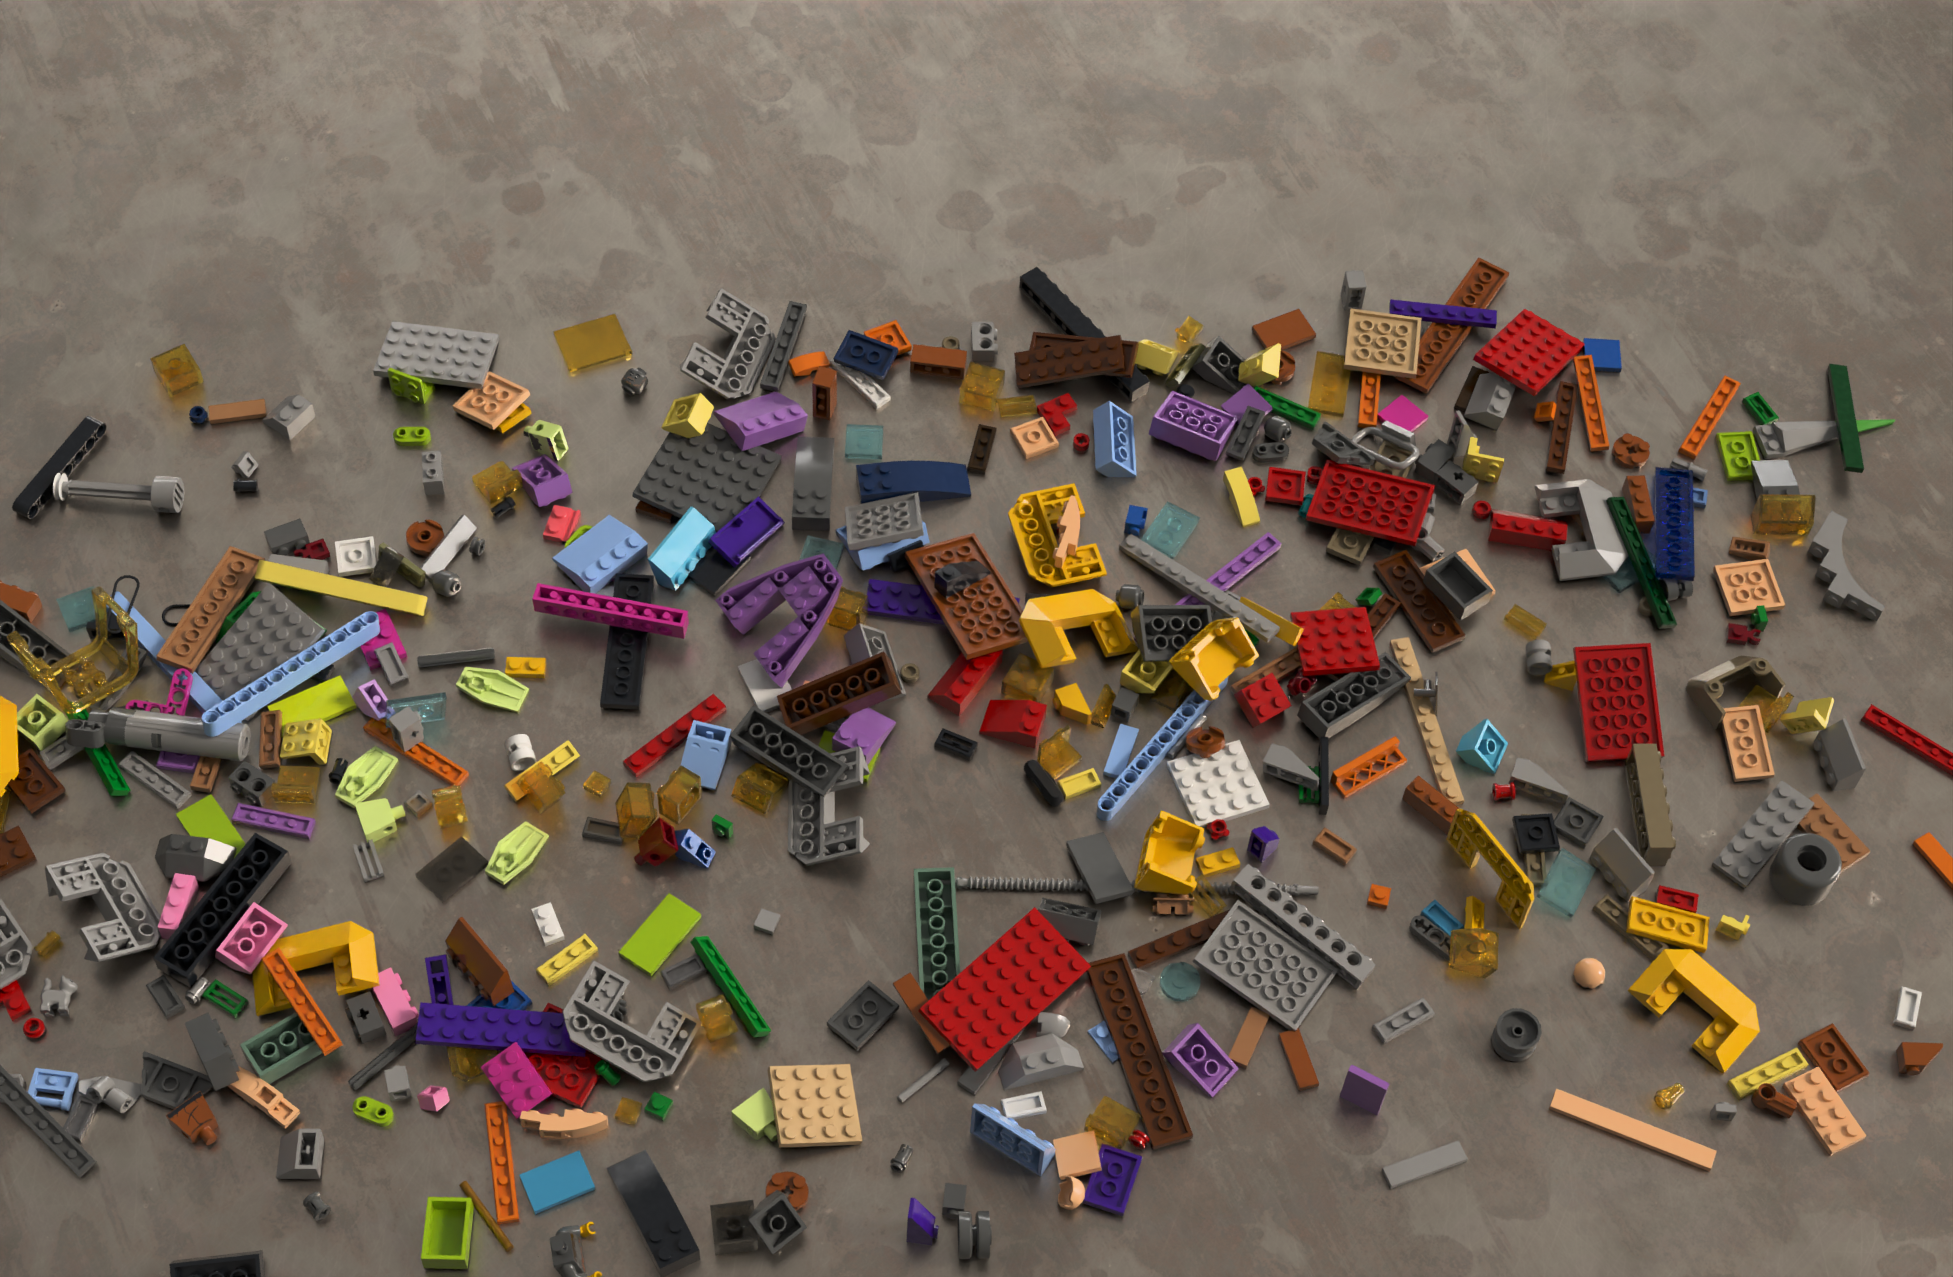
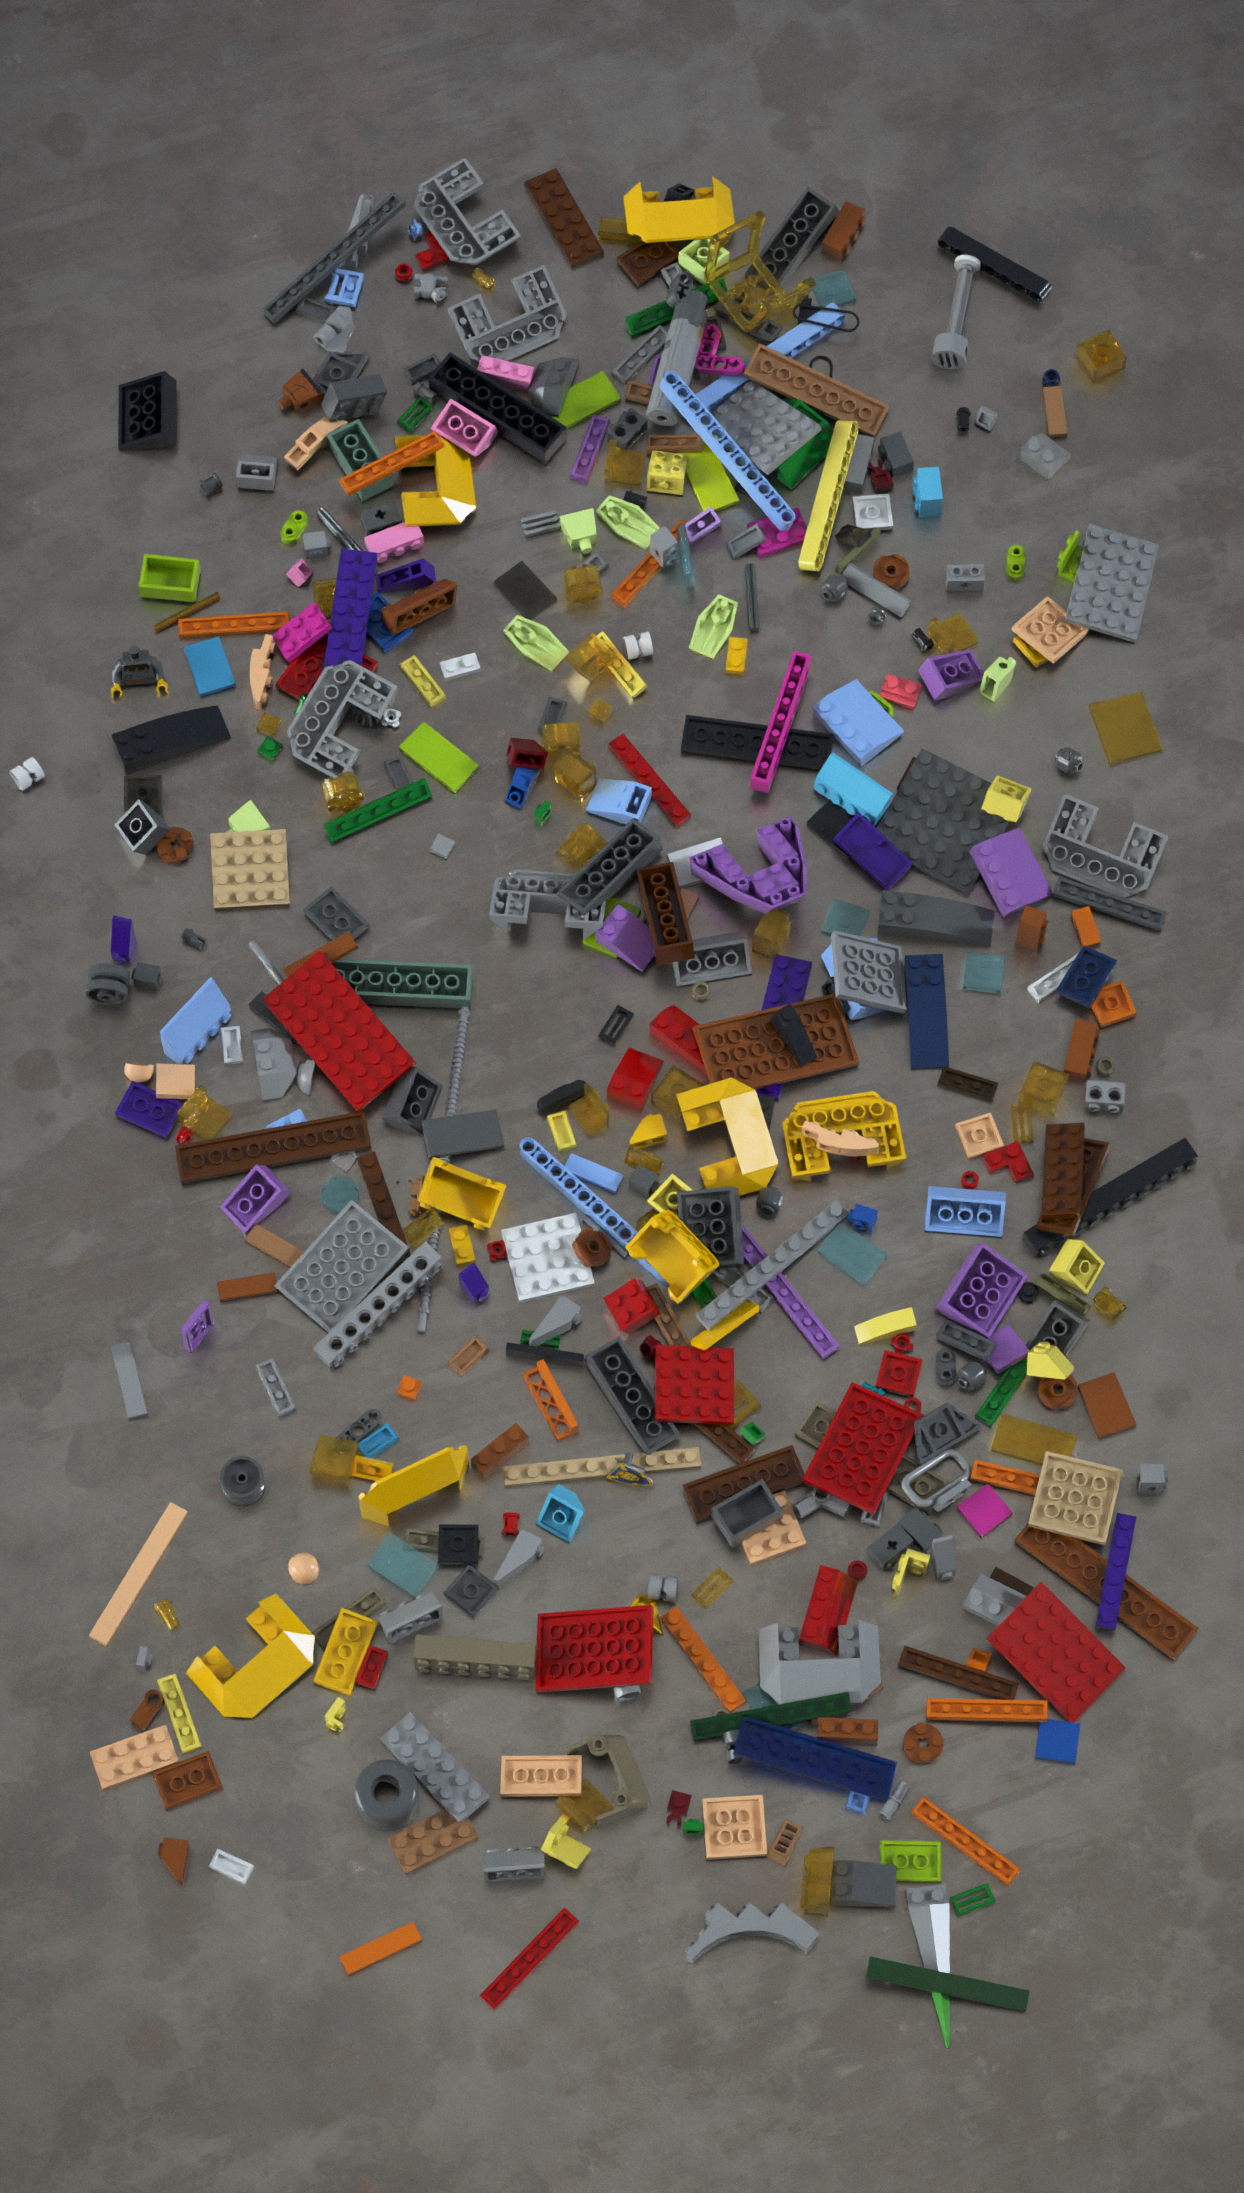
camera: 100 degrees right, 10 degrees up
(336, 503) = (928, 492): none -> medium azure brick
(1596, 624) = (703, 1659): none -> orange plate

